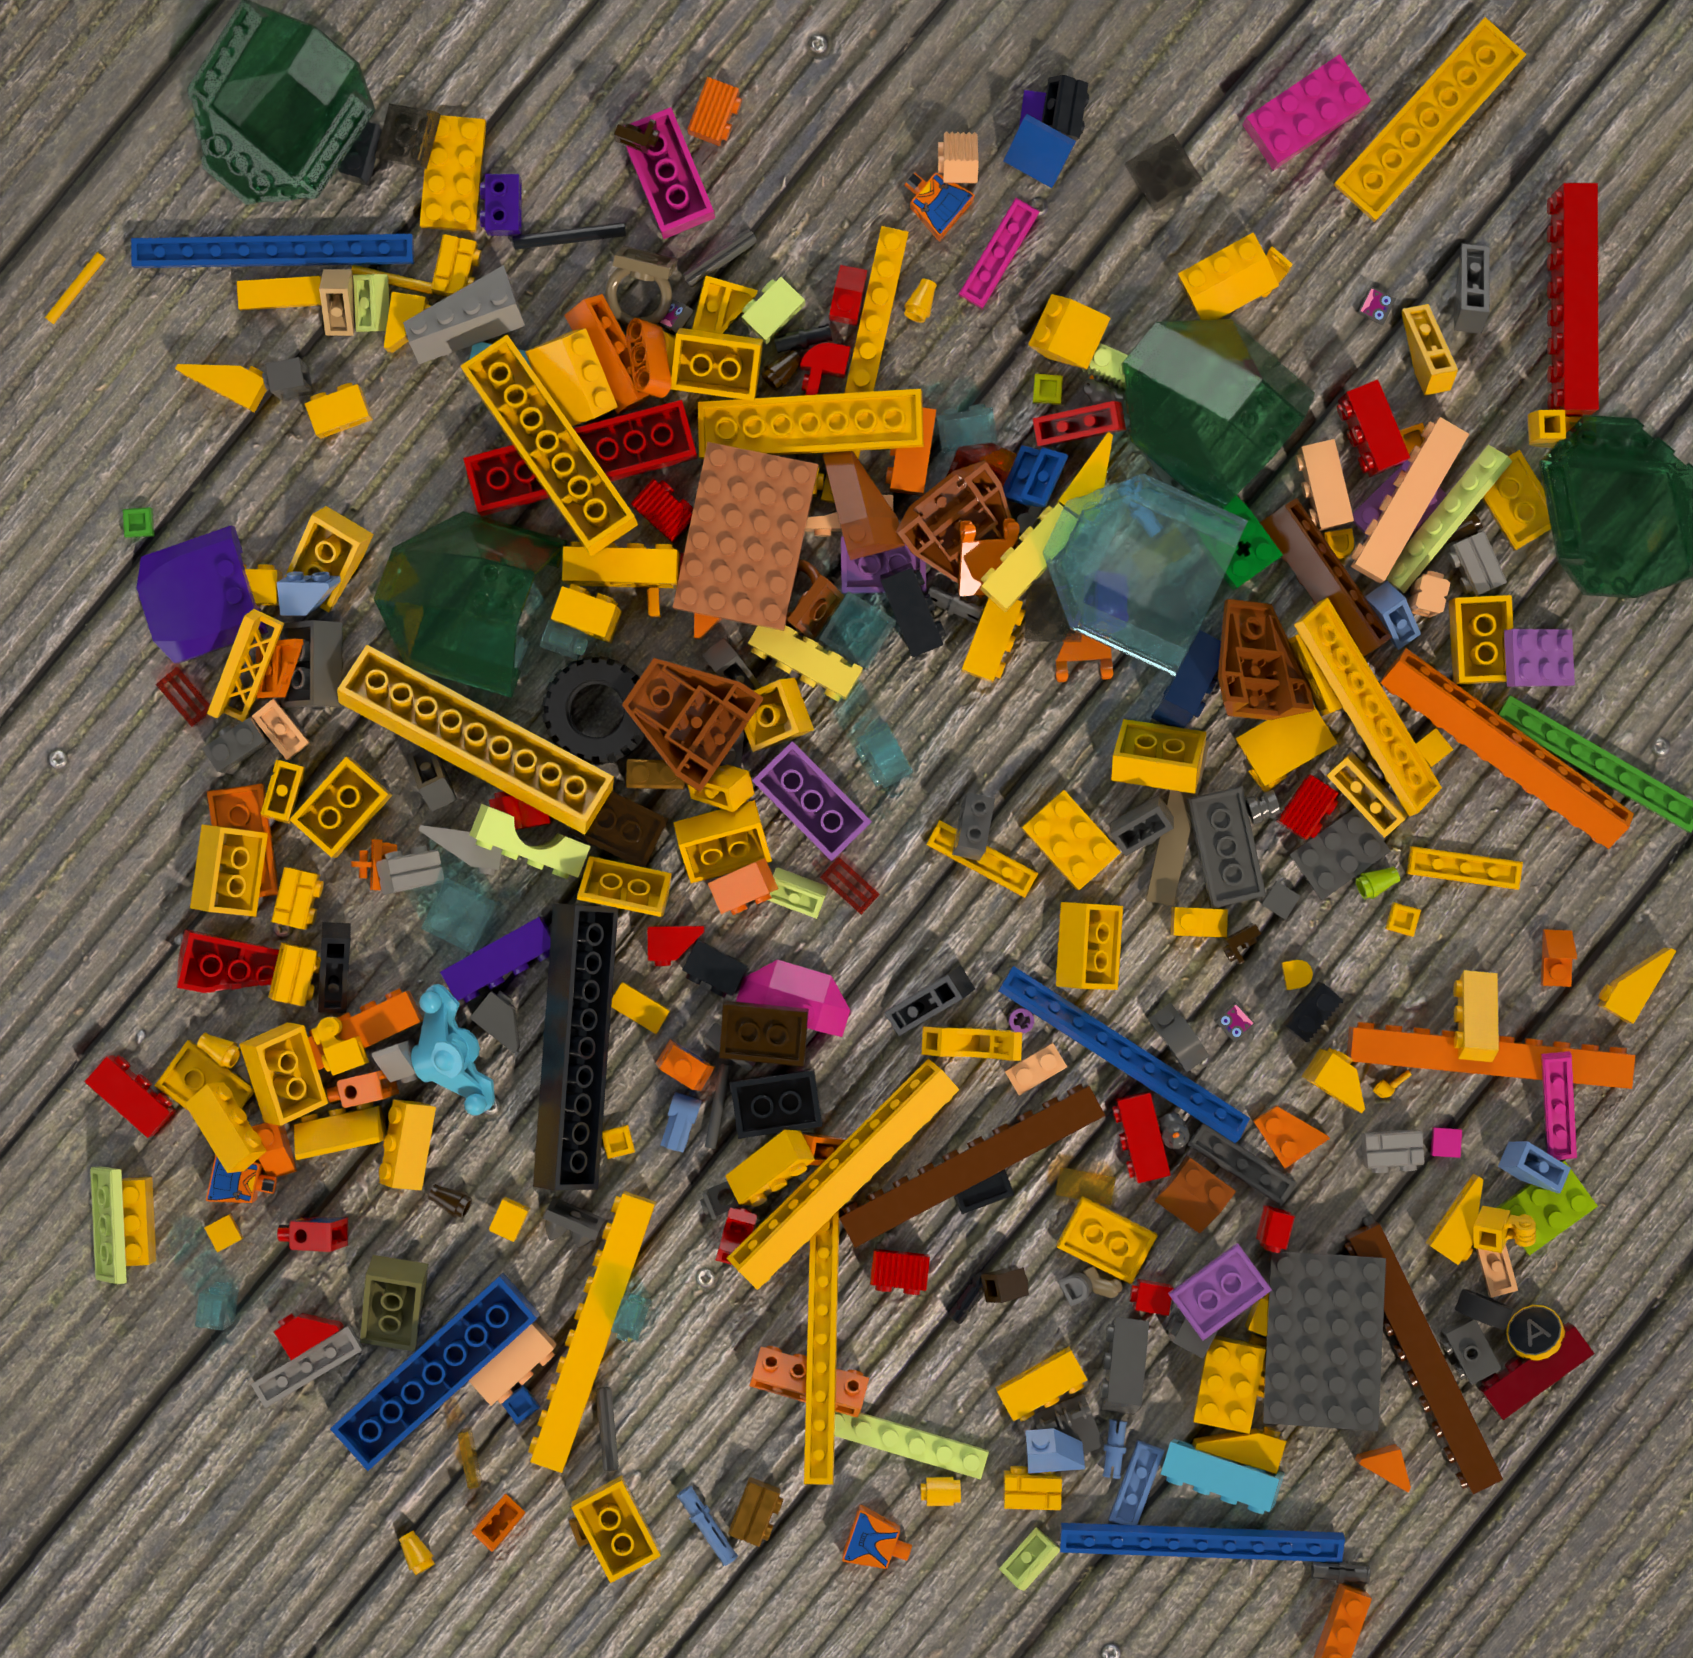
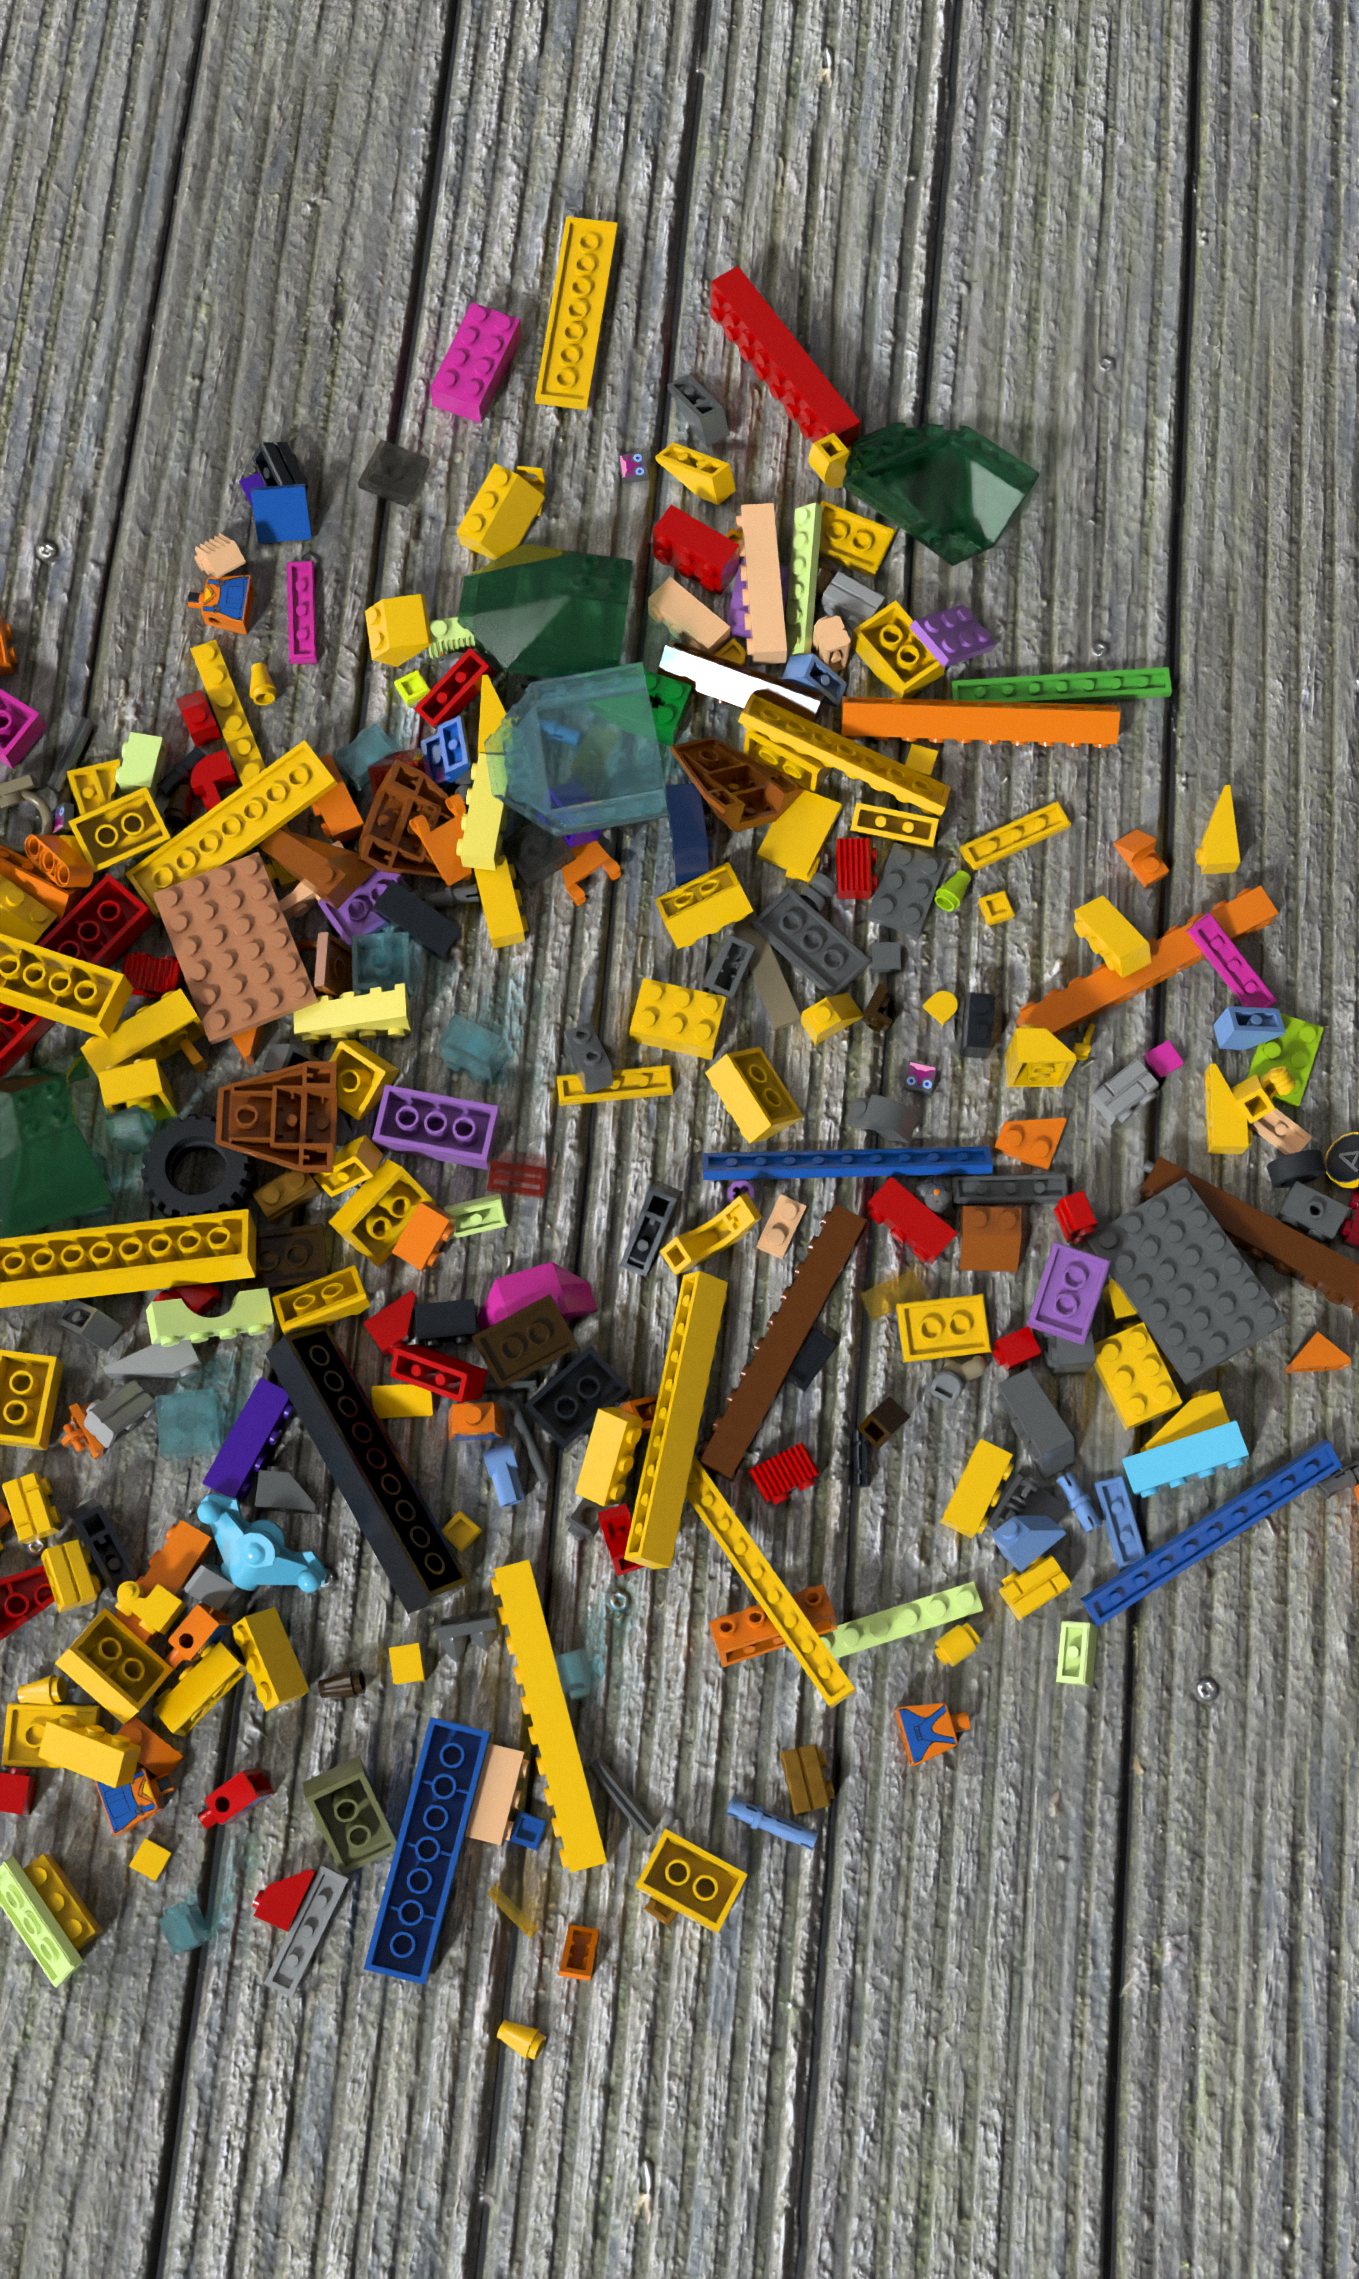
camera: 35 degrees left, 15 degrees down
(679, 1010) = (438, 1373): none -> red brick

